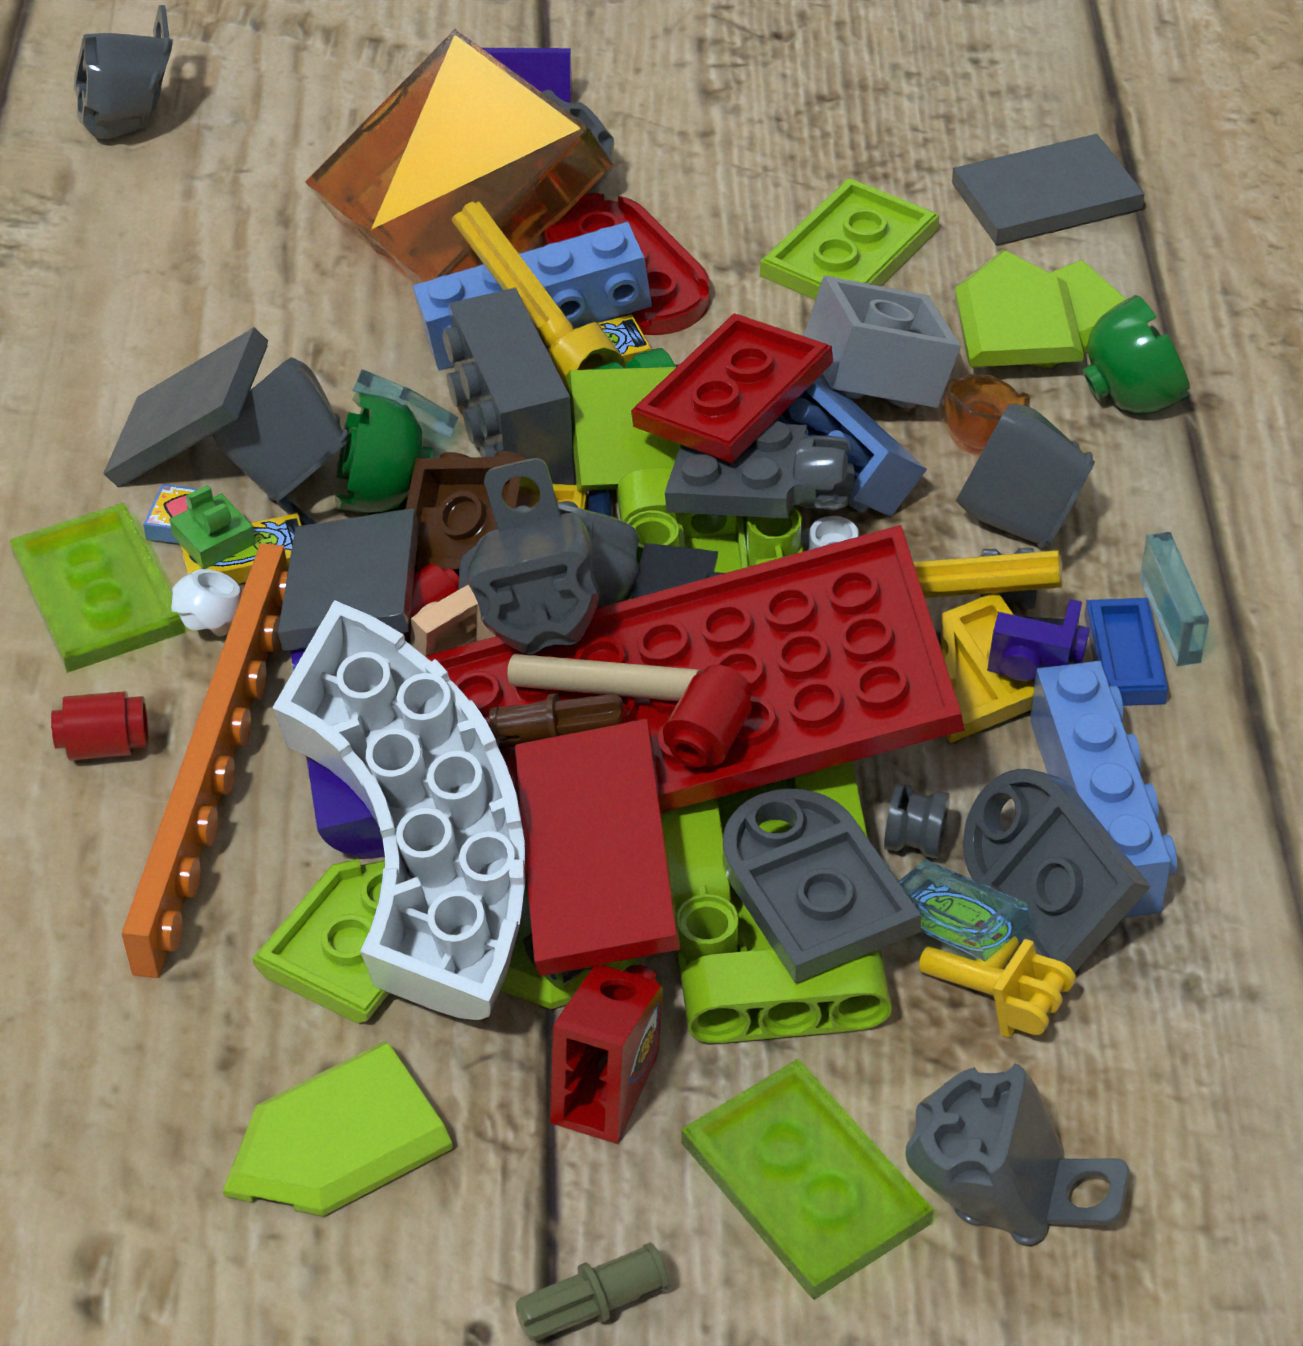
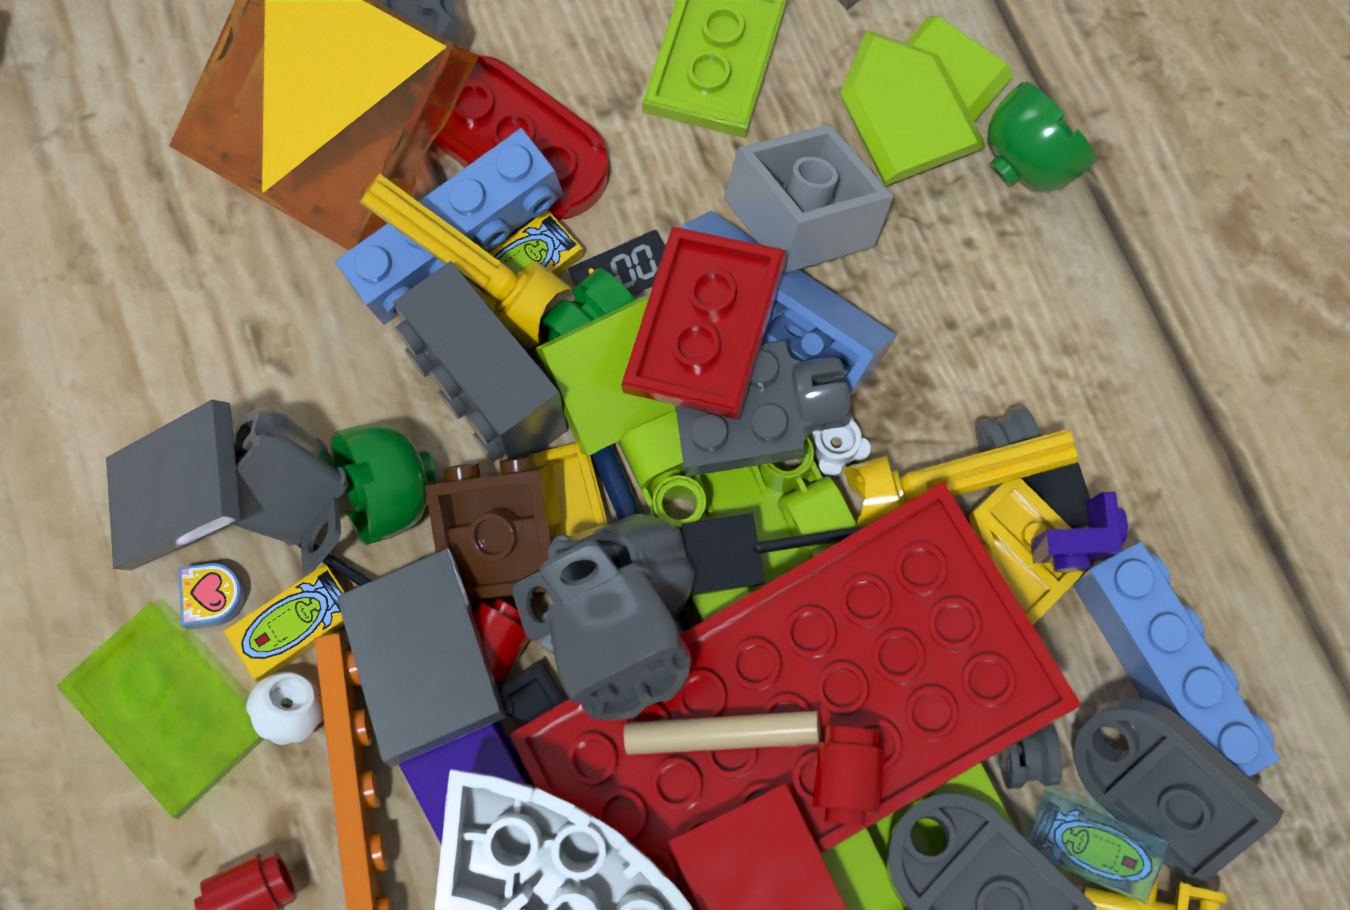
camera: 20 degrees left, 25 degrees up
(211, 528) = (255, 620): bright green tile -> none
(426, 412) = (383, 409): clear light blue tile -> none
(448, 623) = (529, 684): light nougat bracket -> none
(553, 718) = (694, 797): reddish brown axle -> none
(975, 405) = (920, 240): clear orange hair -> none
(1026, 477) = (997, 324): dark grey piece -> none
(1128, 648) = (1125, 464): blue tile -> none
(1174, 599) = (1160, 418): clear light blue tile -> none

